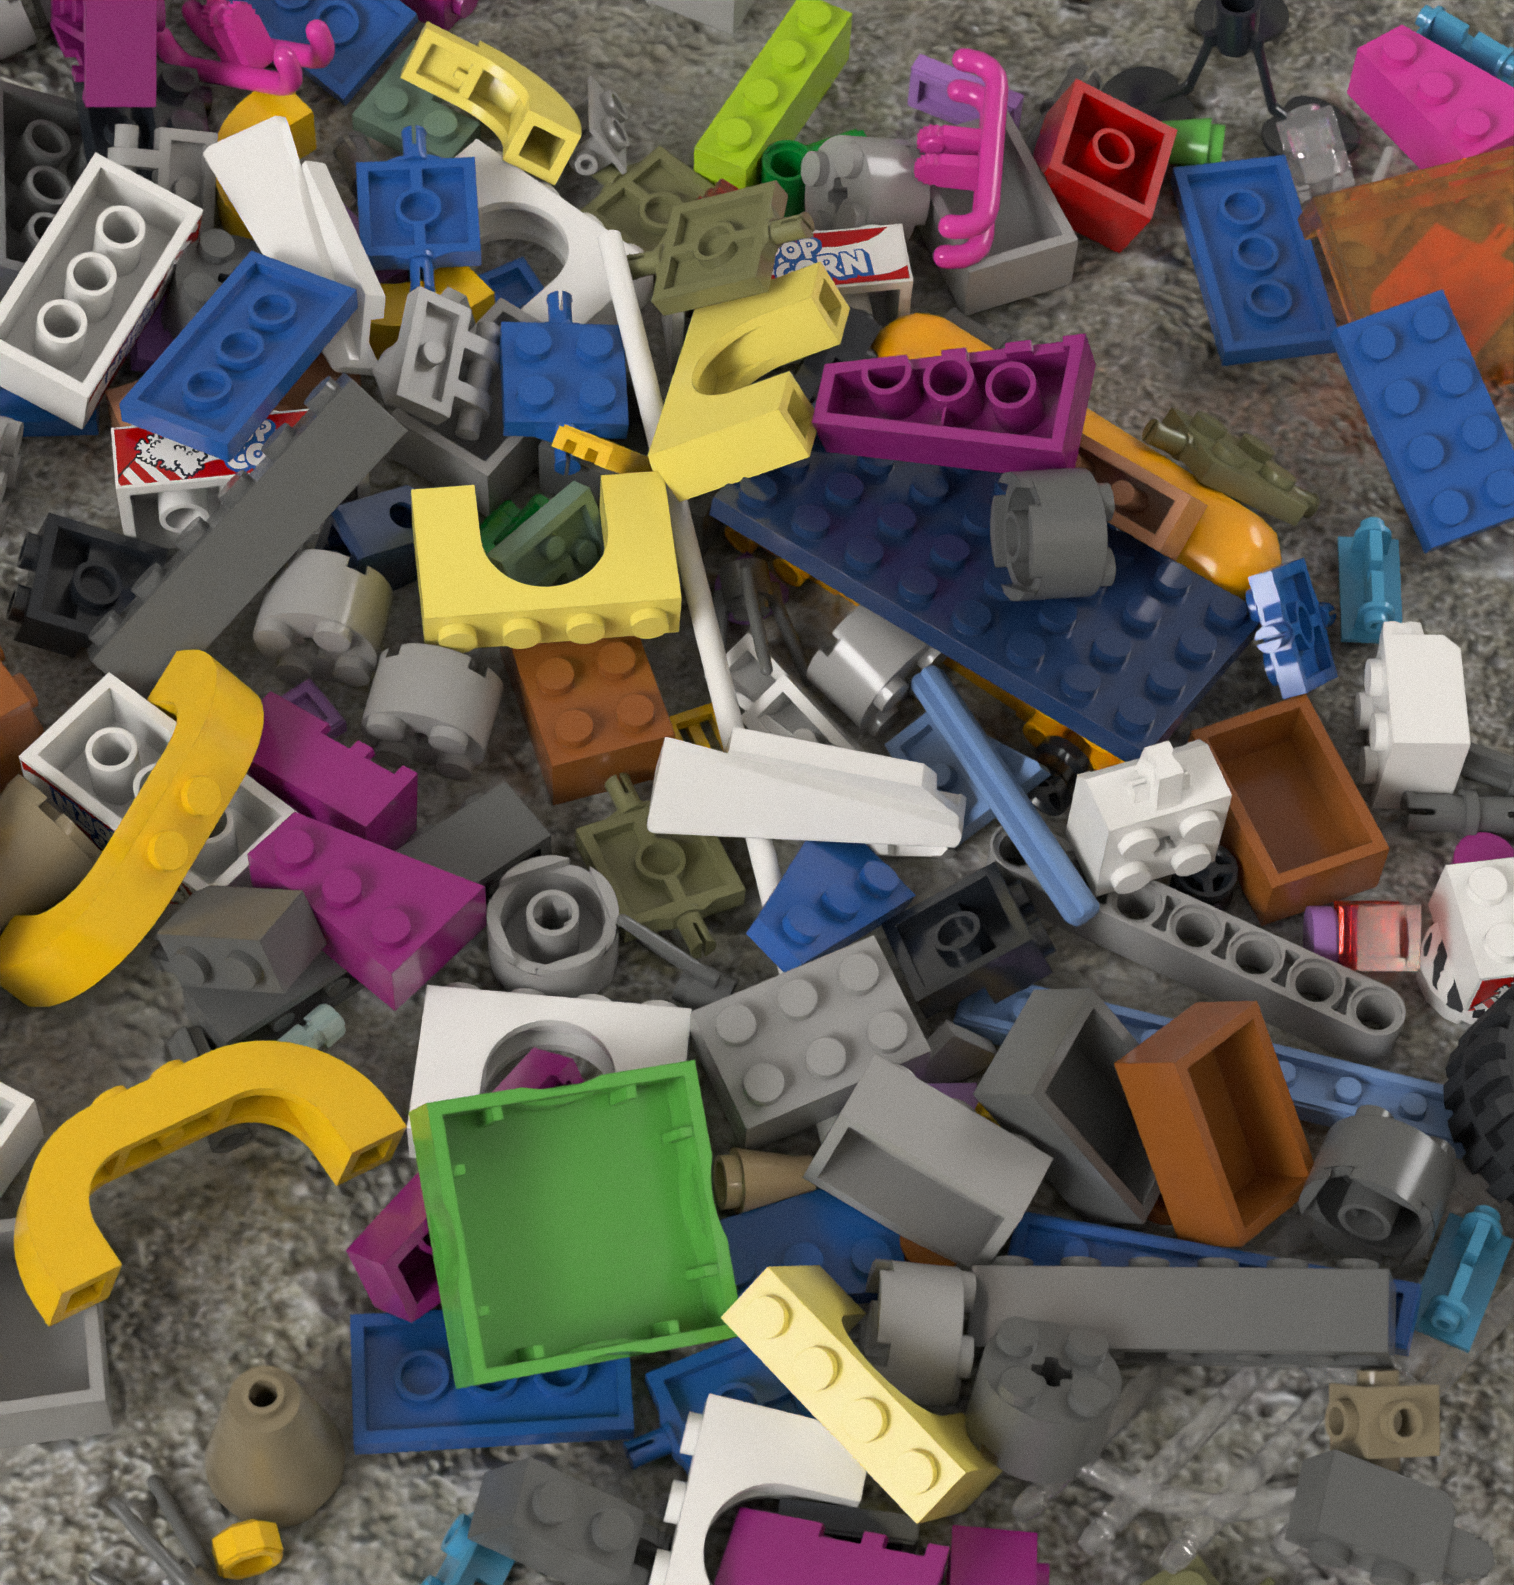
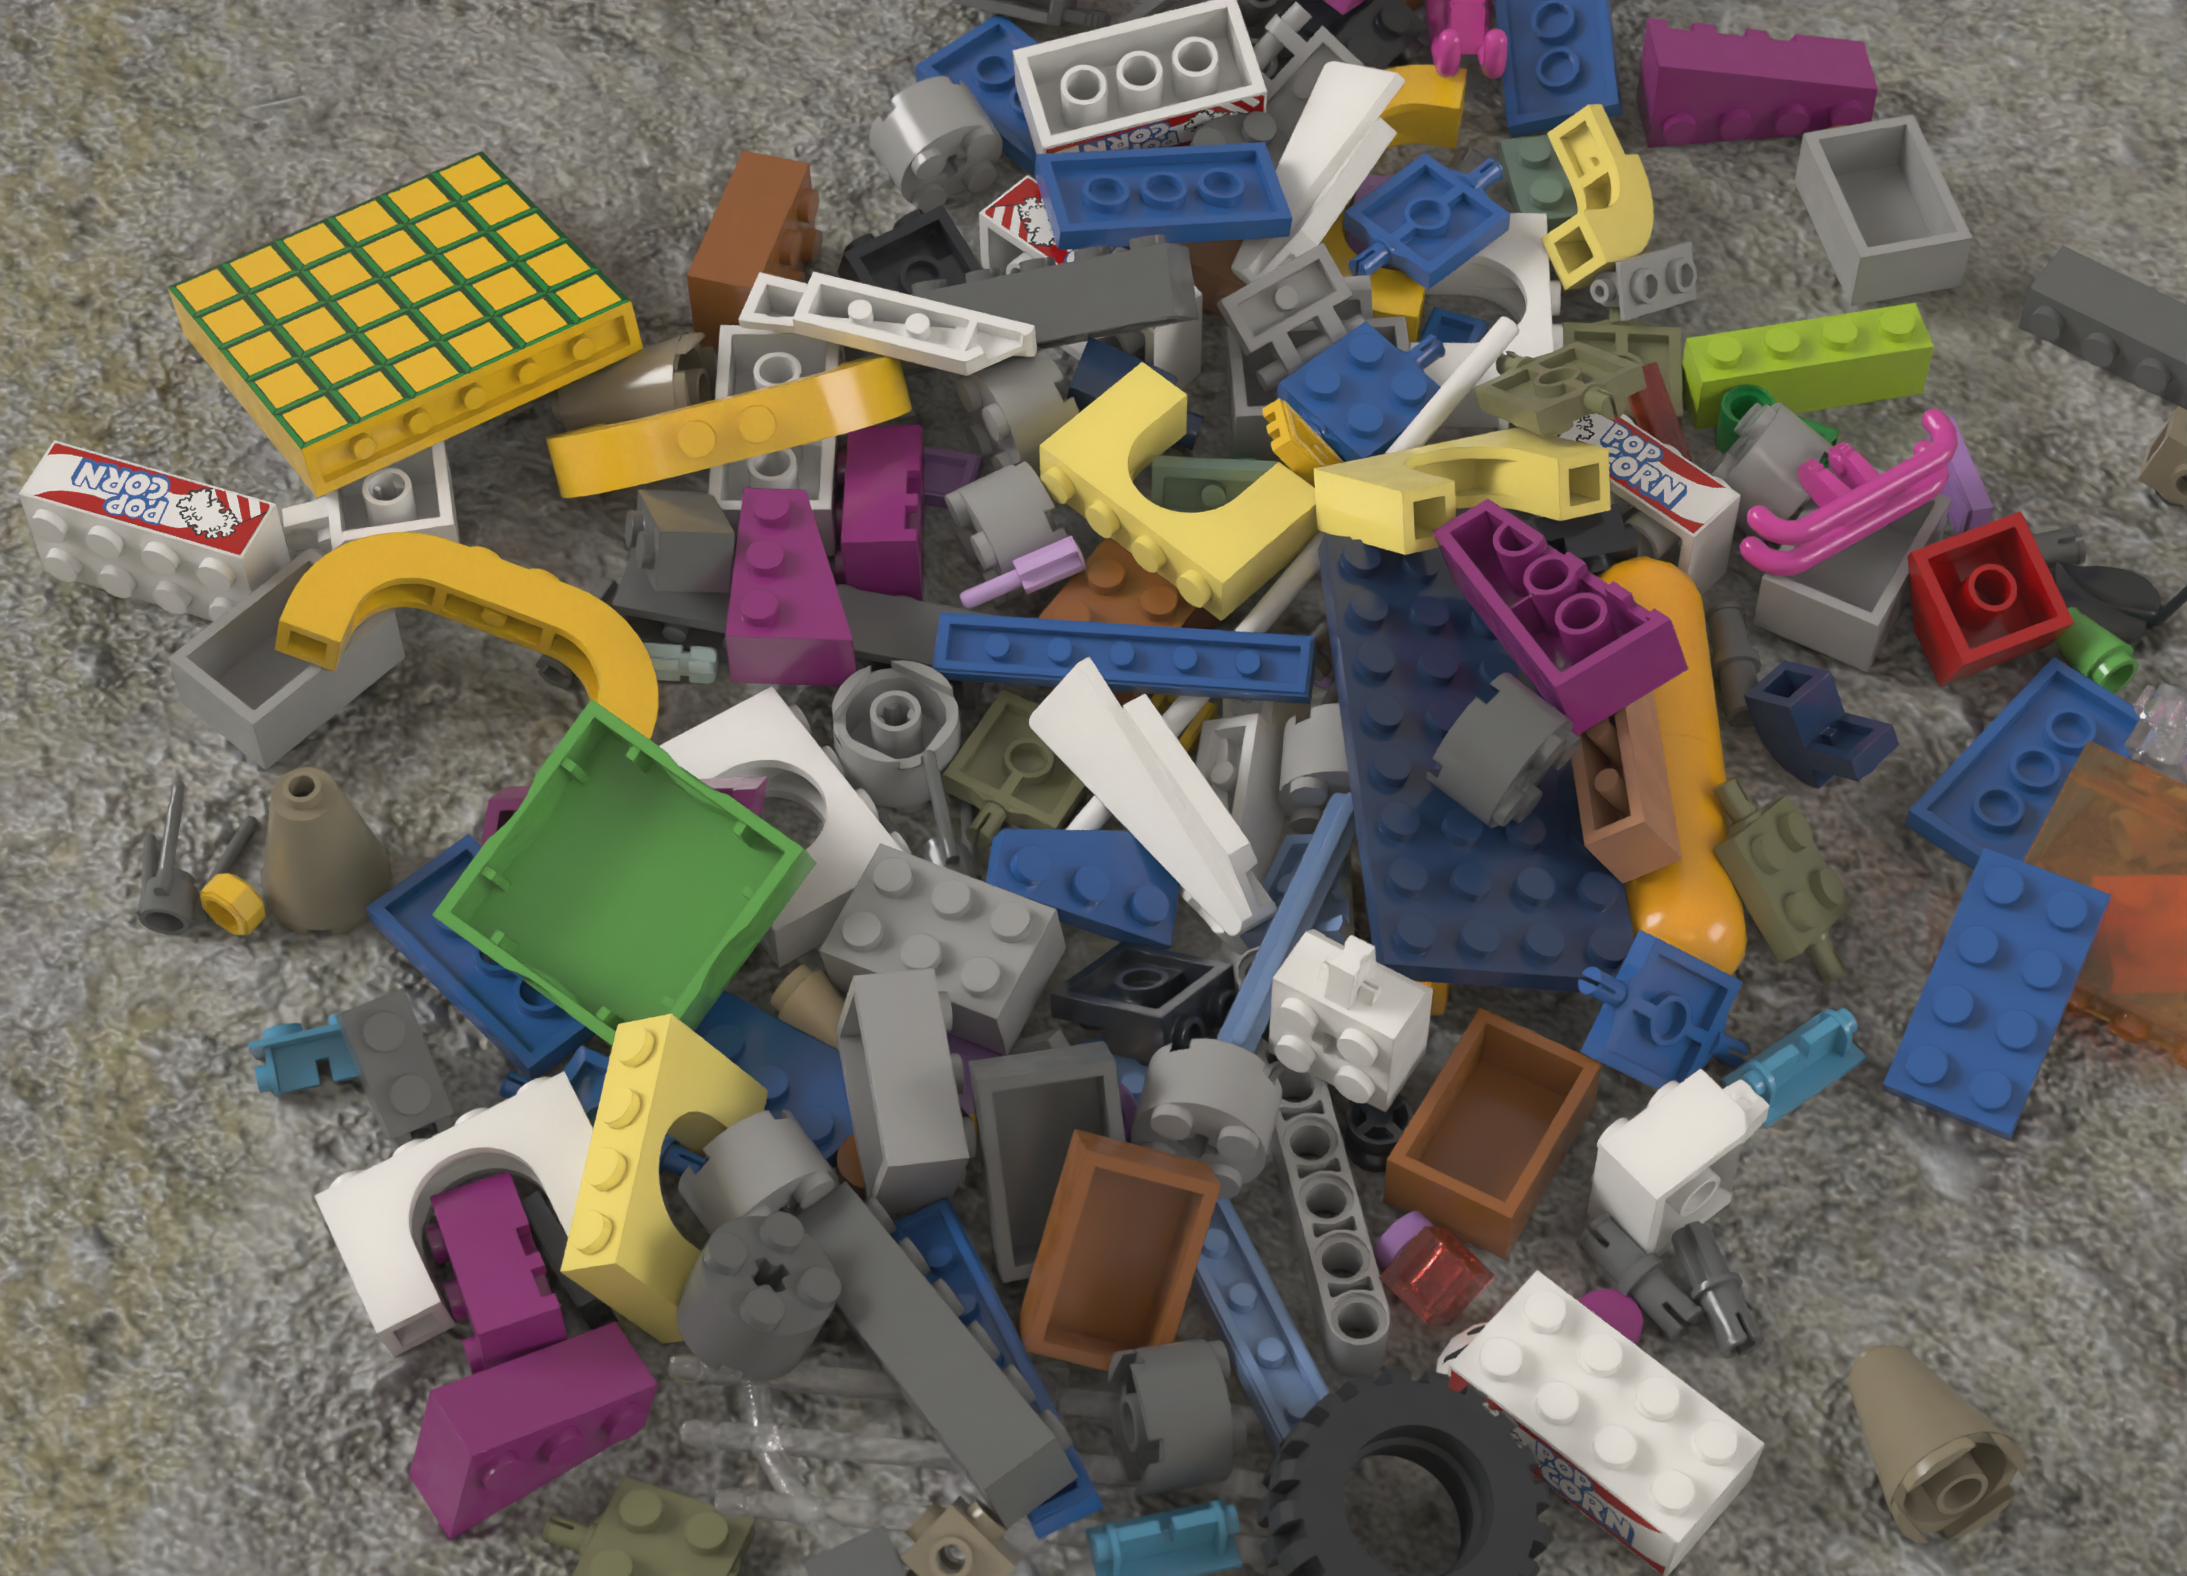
camera: 55 degrees right, 5 degrees down
(173, 637) = (886, 322): none -> white wedge
(502, 722) = (1031, 572): none -> lavender axle
(669, 707) = (1127, 657): none -> blue tile
(1121, 347) = (1808, 729): none -> dark blue brick
(1141, 967) = (1209, 1108): none -> light grey brick

